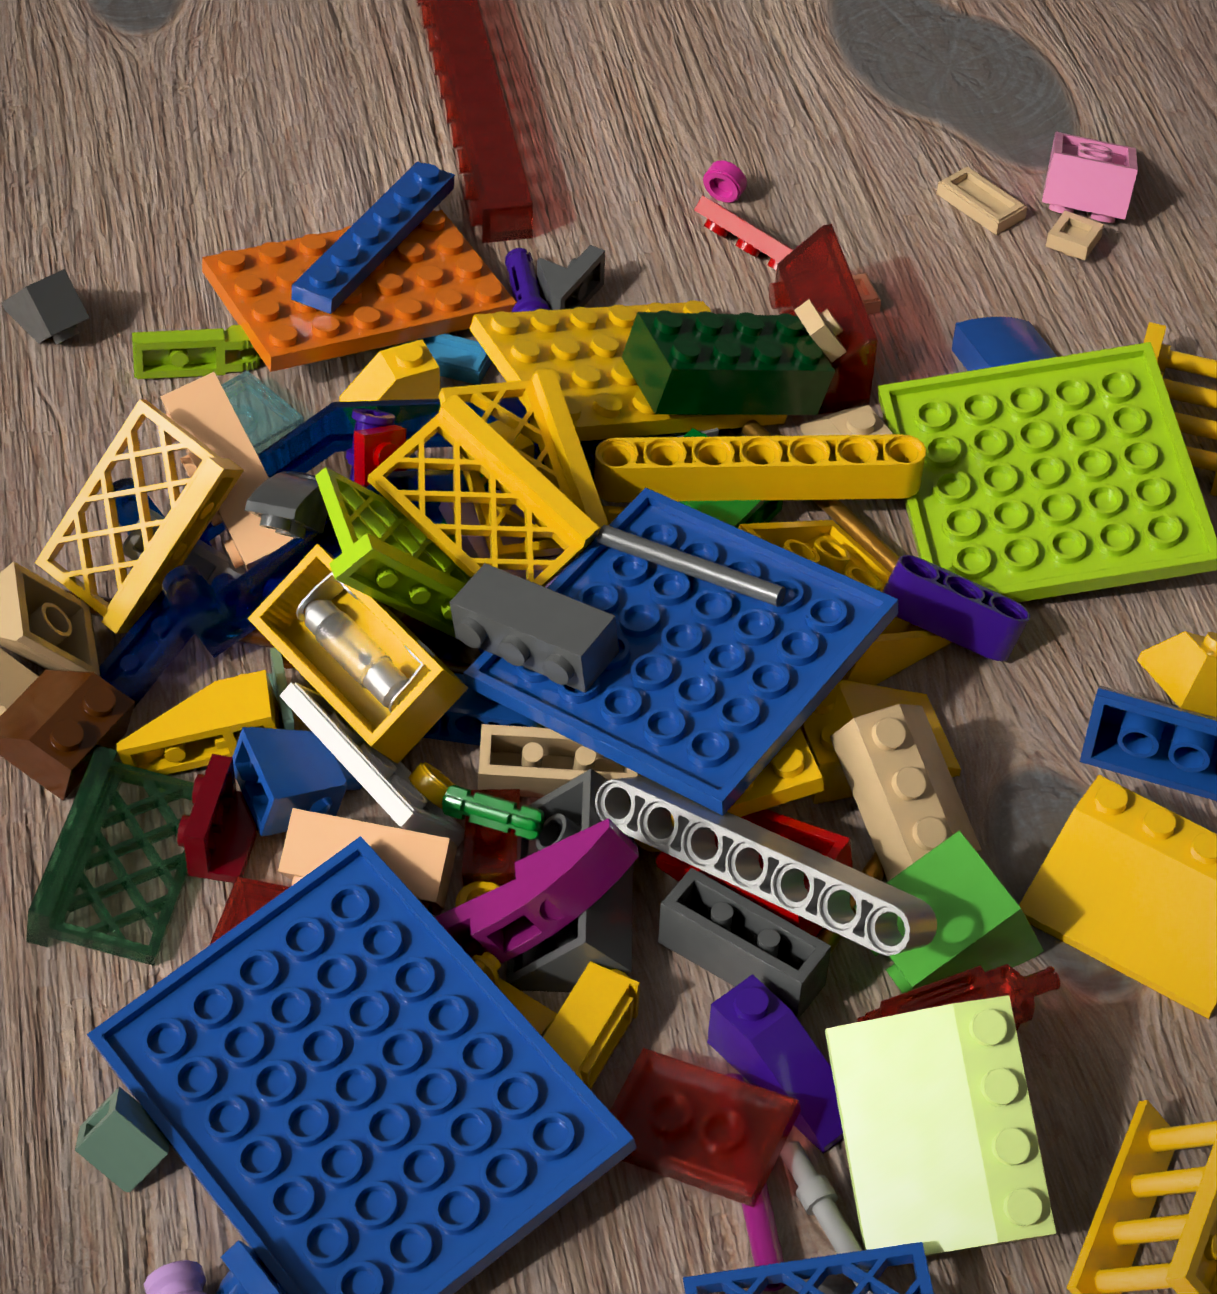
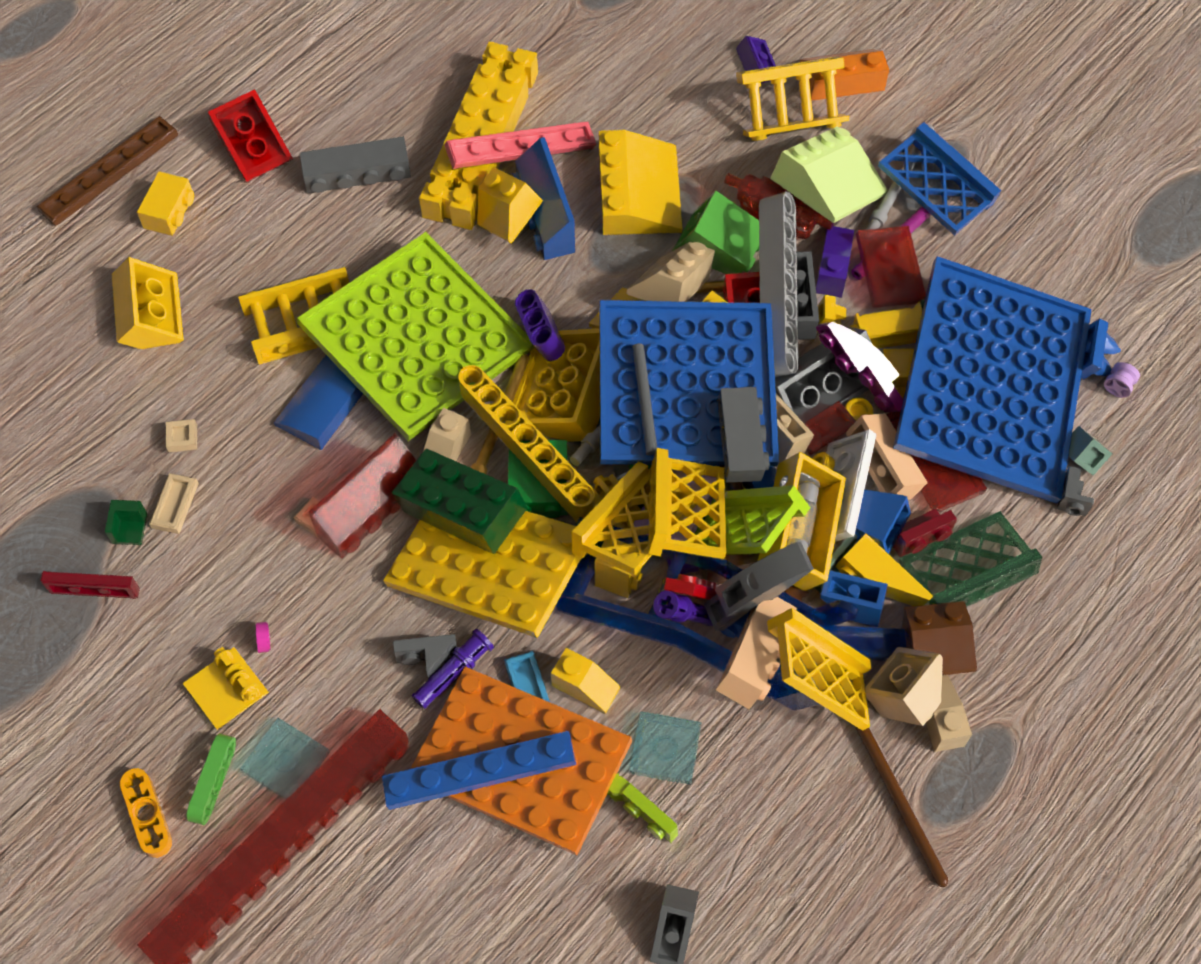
camera: 125 degrees left, 15 degrees up
(78, 1051) = (1072, 500): none -> dark grey bracket
(205, 661) = (861, 592): none -> blue slope
(493, 812) = (821, 424): green axle -> none
(562, 147) = (284, 759): none -> clear light blue tile
(586, 37) = (144, 837): none -> light orange beam
(594, 84) = (211, 779): none -> bright green beam
(680, 973) = (830, 311): none -> yellow tile
(692, 140) = (225, 687): none -> yellow hinge
(750, 237) = (306, 588): plate -> none
(822, 329) = (403, 465): tan plate -> none
(921, 93) = (90, 585): none -> dark red tile
(988, 147) = (126, 522): none -> dark green panel
(1090, 177) = (113, 455): bright pink slope -> none

